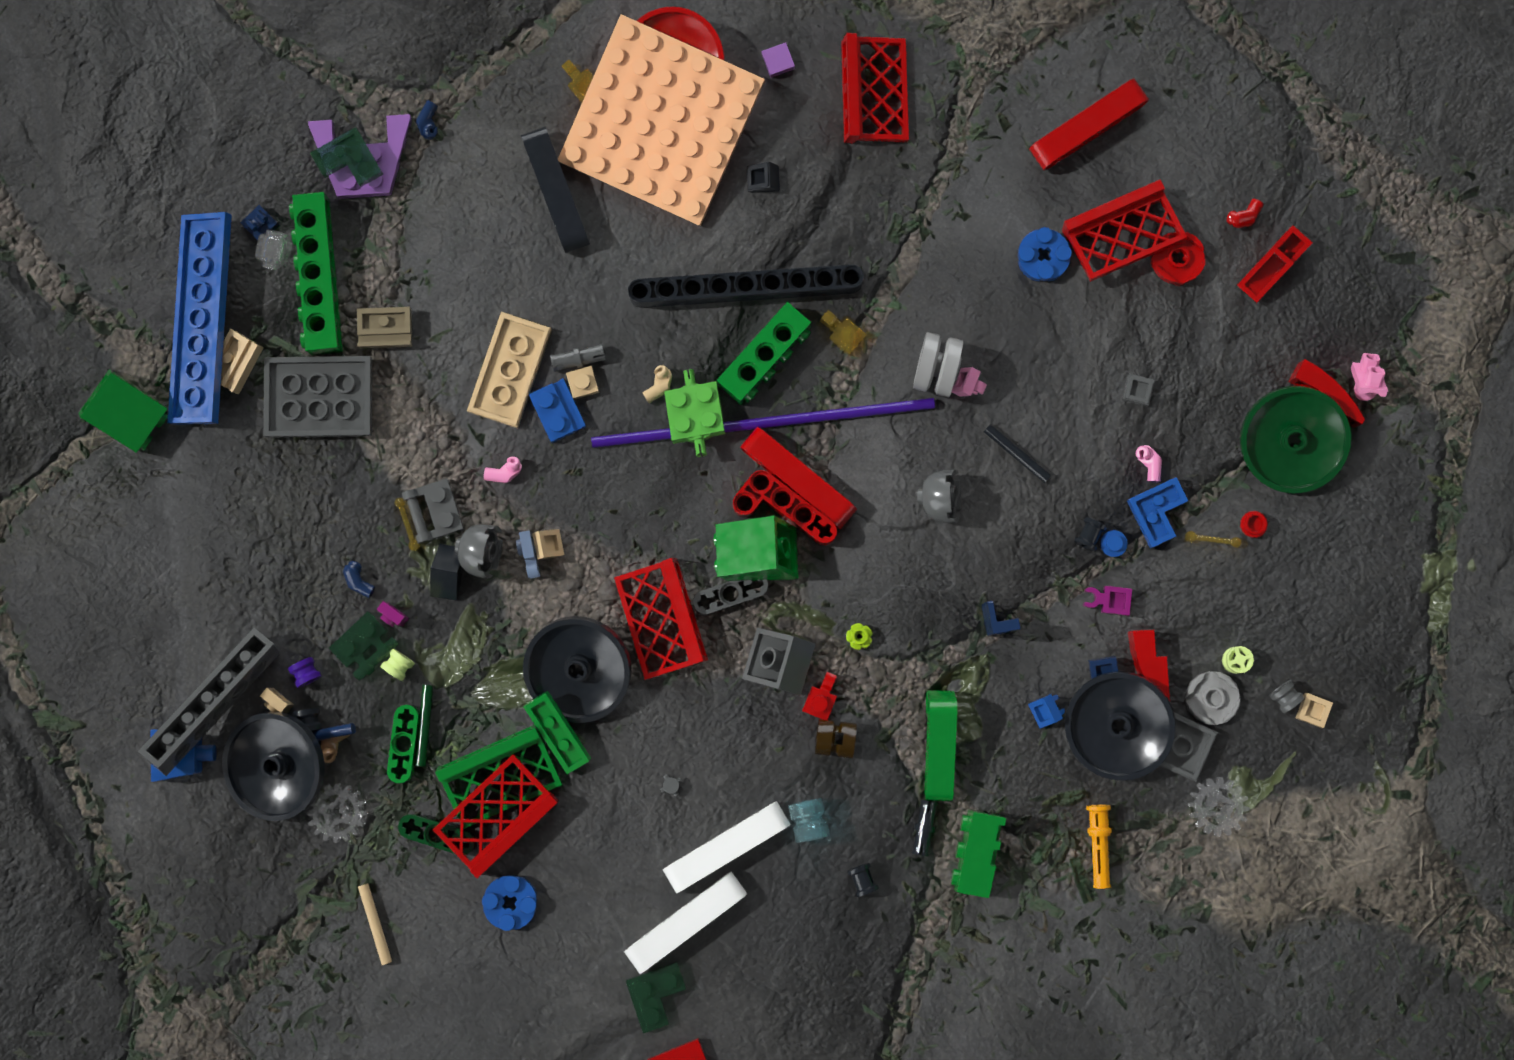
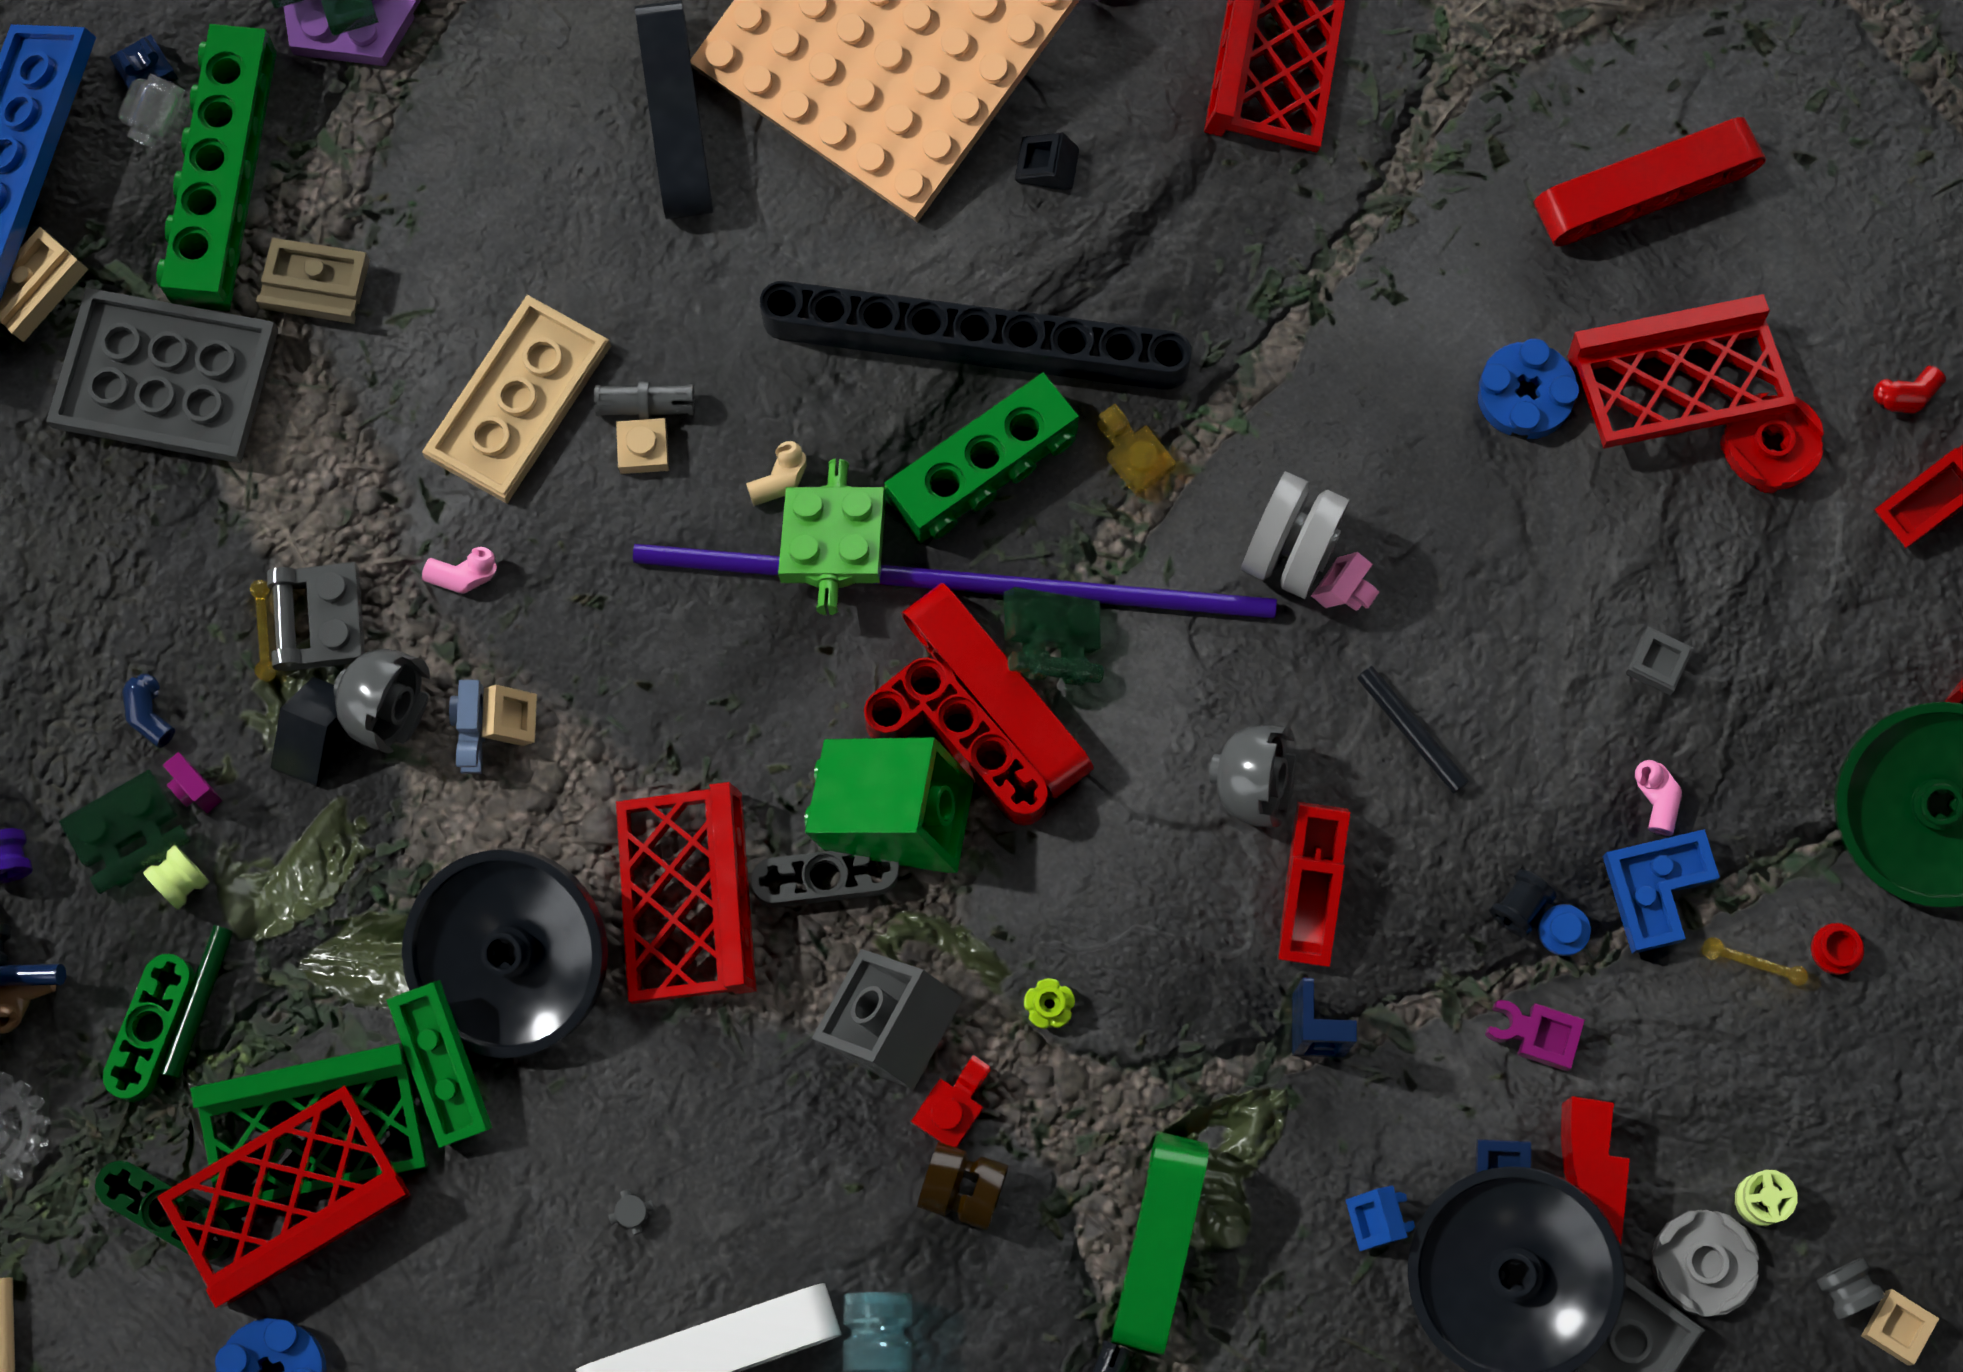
camera: 10 degrees right, 10 degrees down
(557, 410) = (585, 485): blue plate -> none
(821, 435) = (1057, 622): none -> clear green plate
(981, 545) = (1313, 883): none -> red slope

